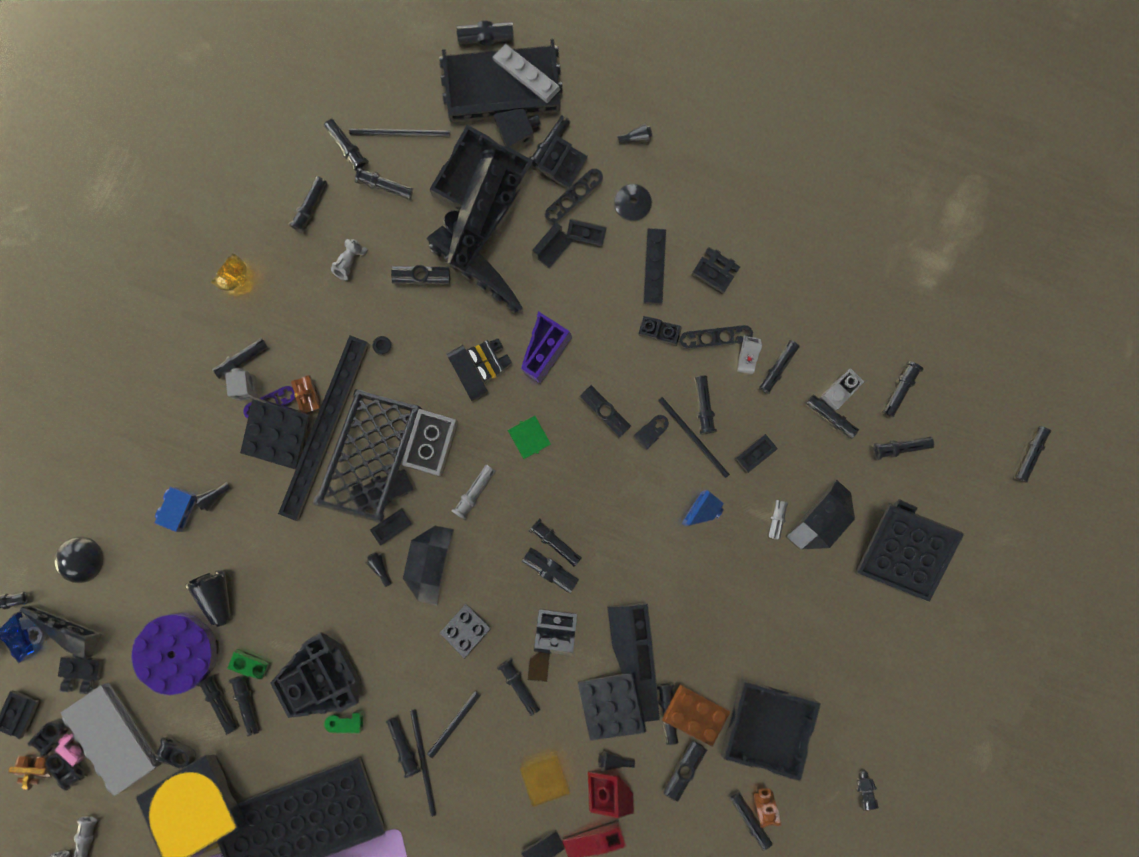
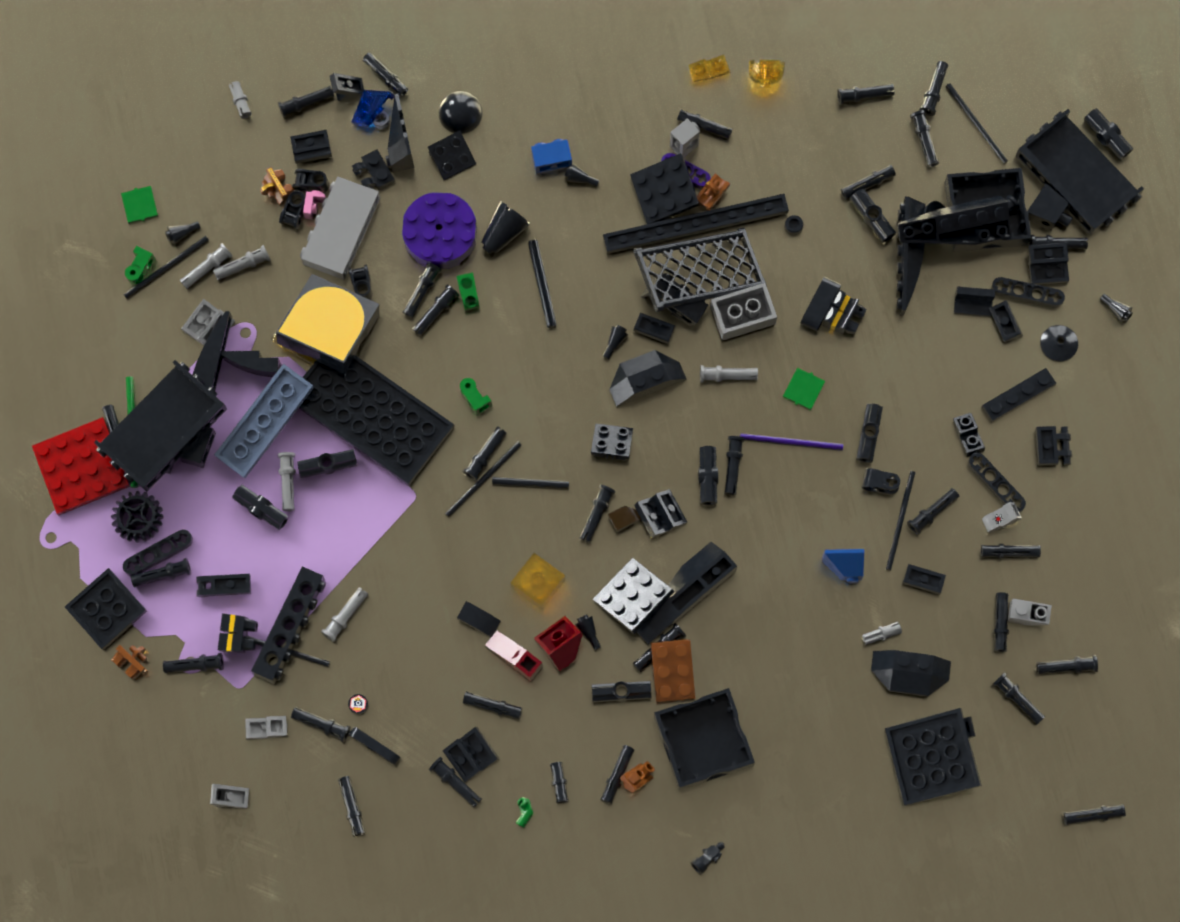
camera: 65 degrees right, 10 degrees down
(112, 595) = (451, 155): none -> black hinge
(193, 319) = (709, 69): none -> clear yellow slope
(285, 594) = (542, 283): none -> black axle
(317, 679) = (494, 350): black wedge -> none
(342, 266) = (835, 151): light grey animal -> none
(391, 235) = (886, 172): none -> black pin
(526, 73) = (1099, 186): light grey plate -> none
(545, 347) = (885, 350): dark purple wedge -> none
(566, 480) = (792, 441): none -> dark purple axle

